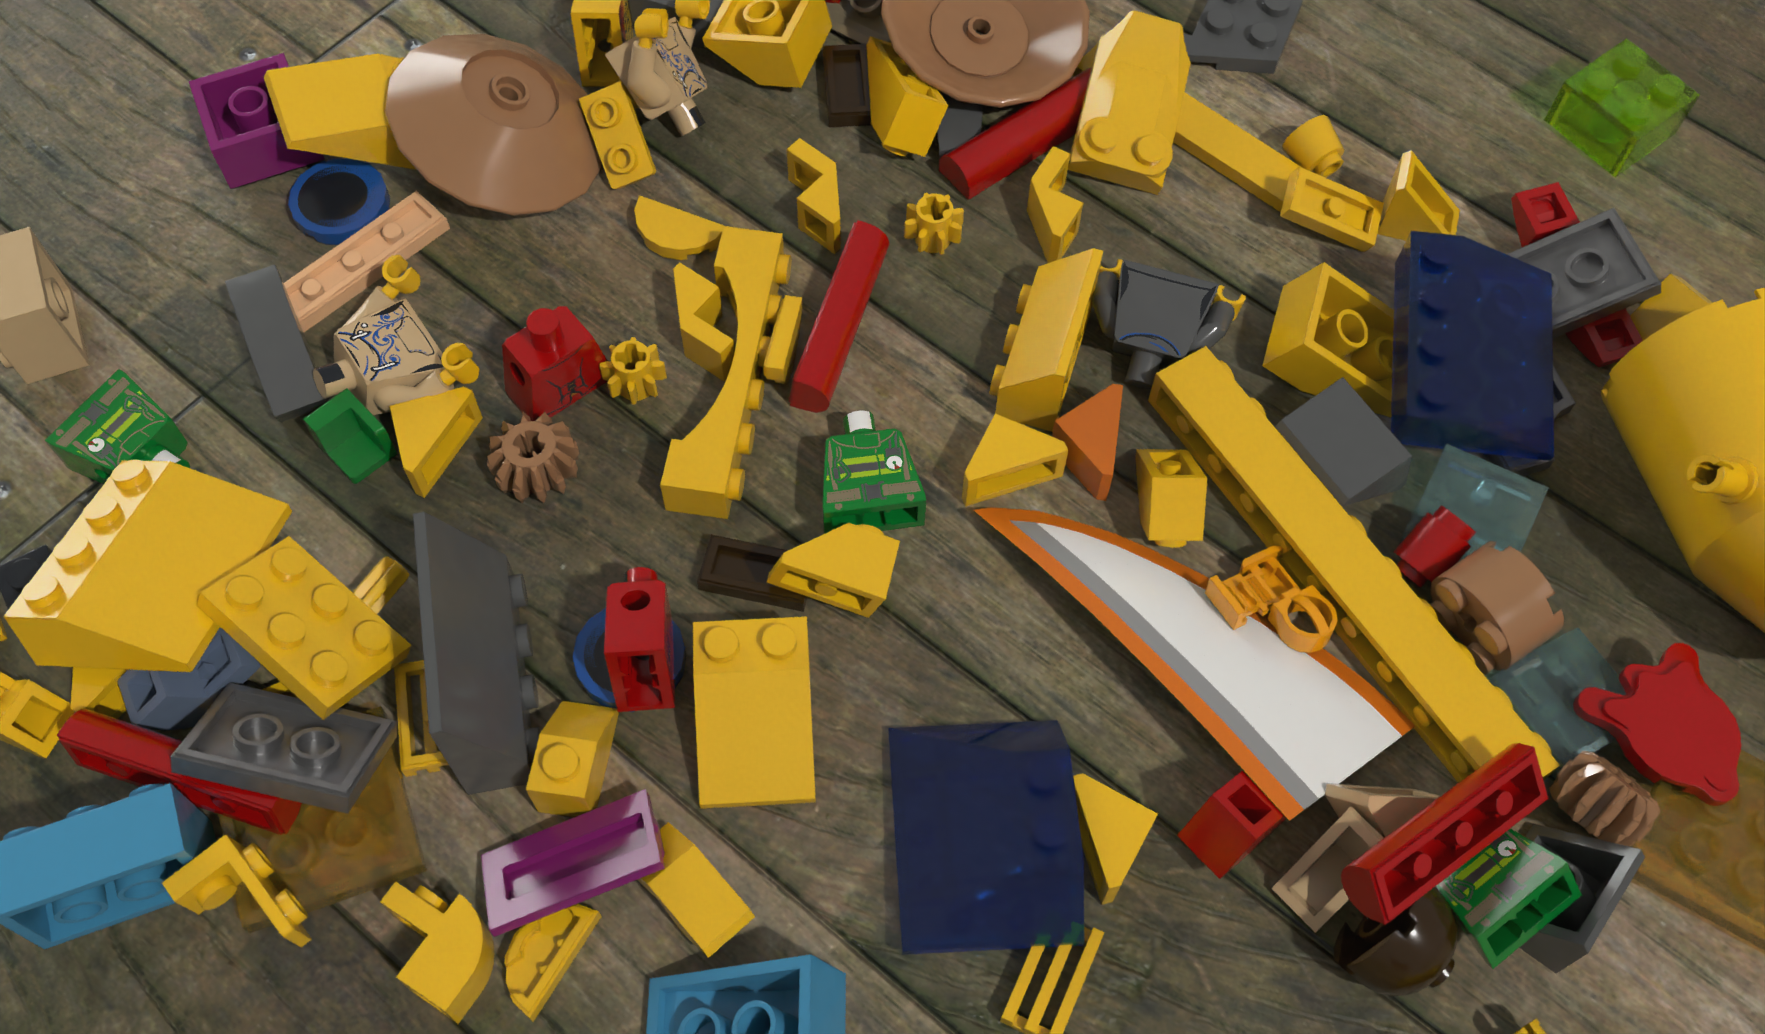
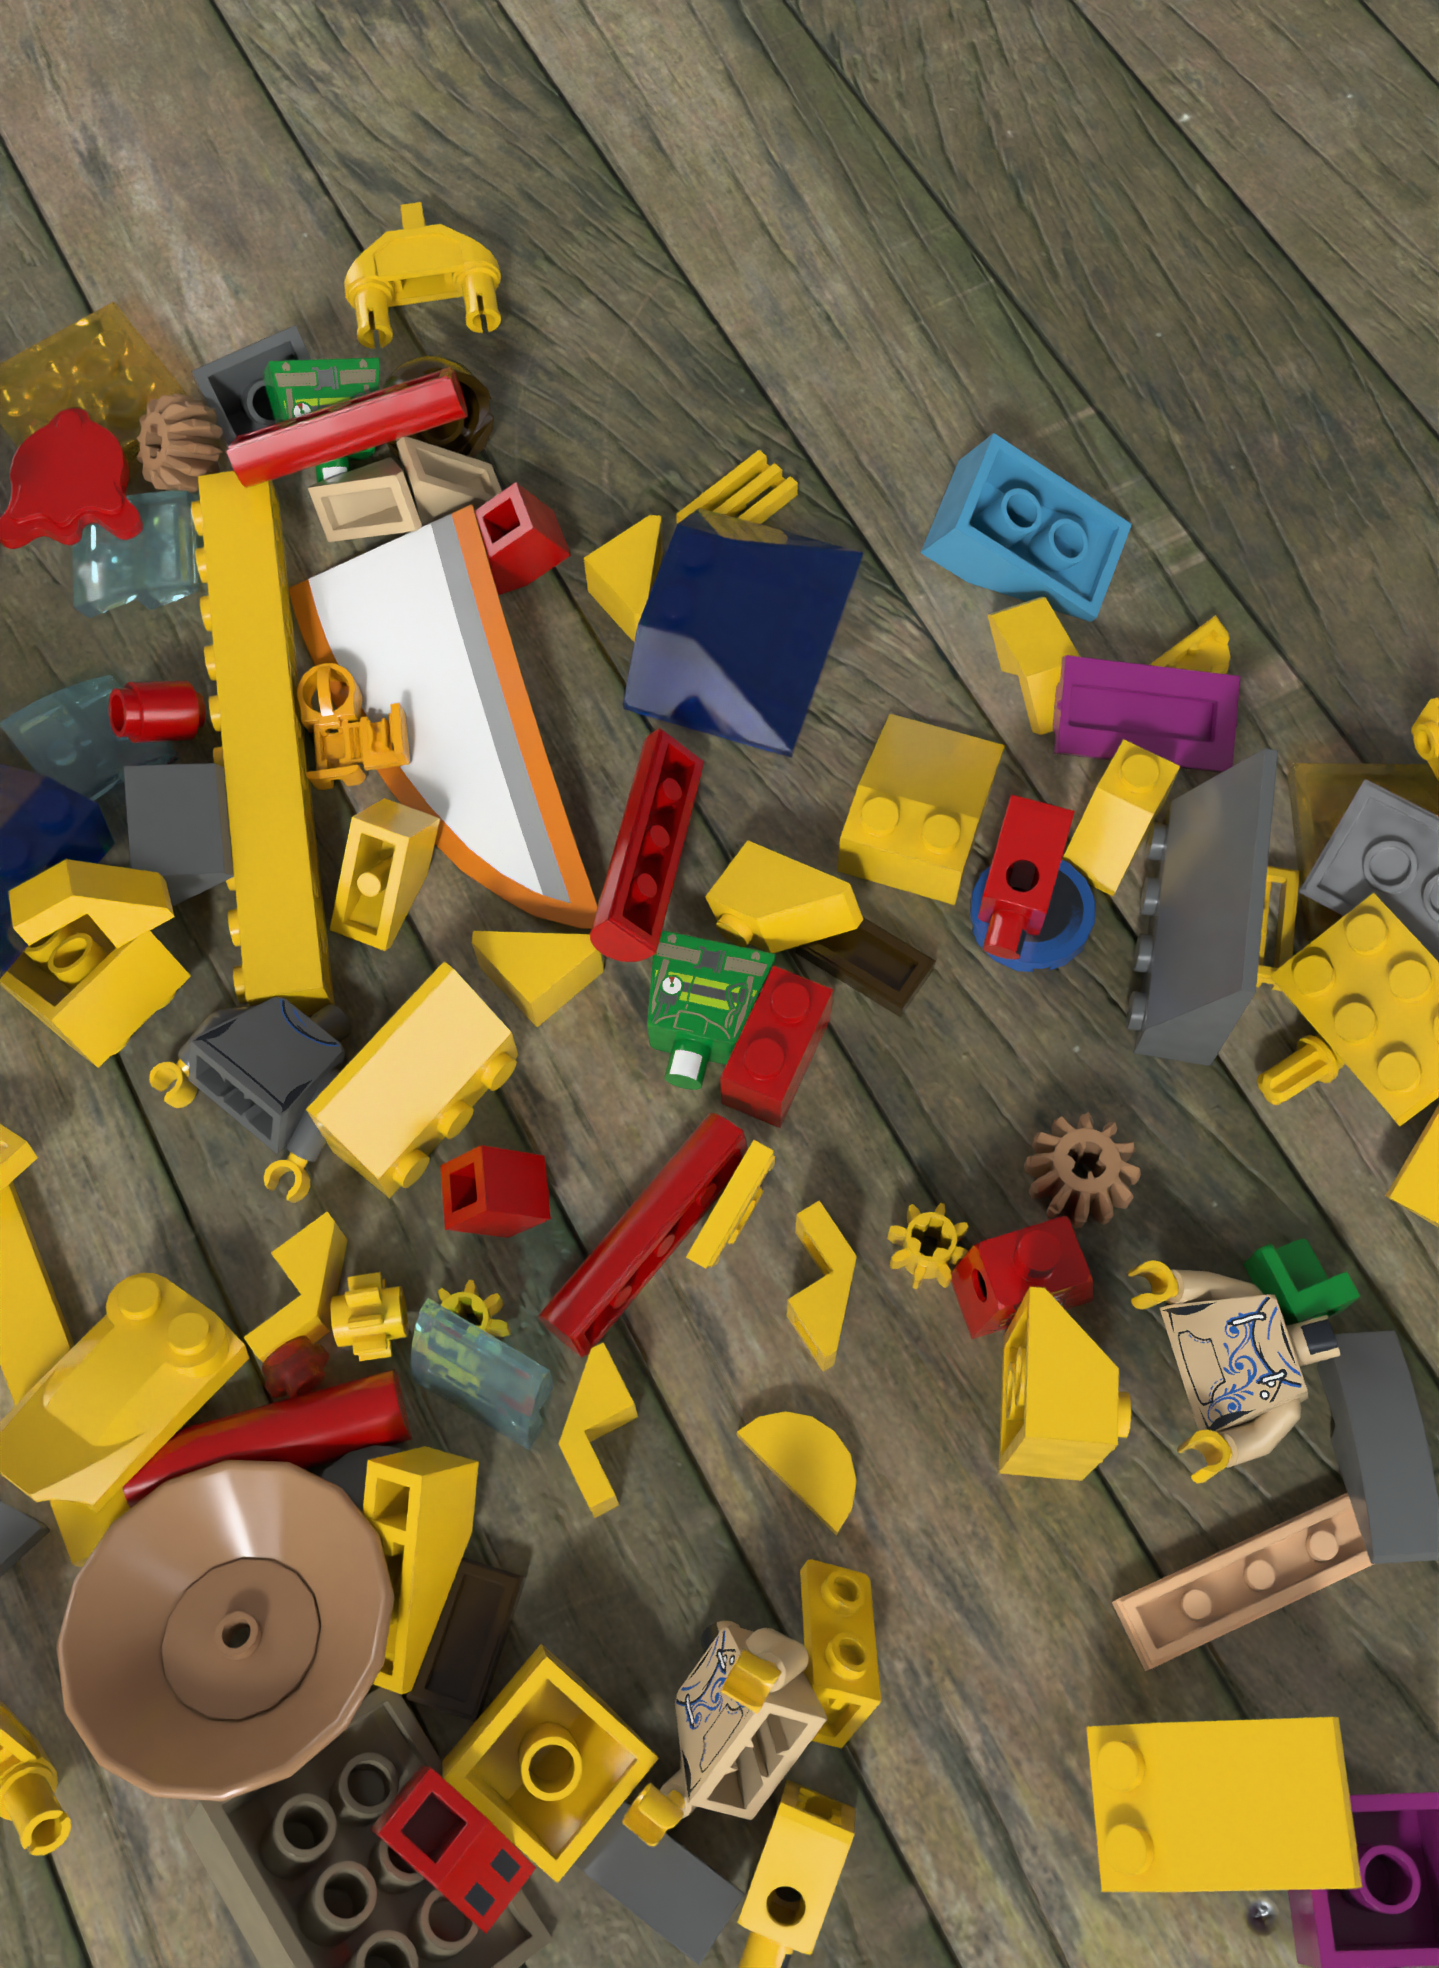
camera: 155 degrees left, 5 degrees up
(337, 199) = (1261, 1676): tile -> none
(432, 433) = (1208, 1239): yellow slope -> none
(456, 952) = (1280, 688): yellow brick -> none
(492, 124) = (1069, 1761): medium nougat dish -> none
(501, 253) = (1056, 1395): none -> yellow slope
(704, 467) = (883, 1084): yellow arch -> none
(796, 462) = (776, 1046): none -> red brick
(900, 181) = (479, 1374): none -> clear light blue slope
(954, 293) = (495, 1192): none -> red brick
(966, 572) = (647, 850): none -> red brick
(1000, 204) = (369, 1316): none -> yellow gear
(1027, 163) = (295, 1368): none -> clear red plate
(1092, 439) = (428, 943): orange slope -> none
(1352, 334) = (116, 898): none -> yellow slope
(1496, 606) = (148, 624): medium nougat brick -> none

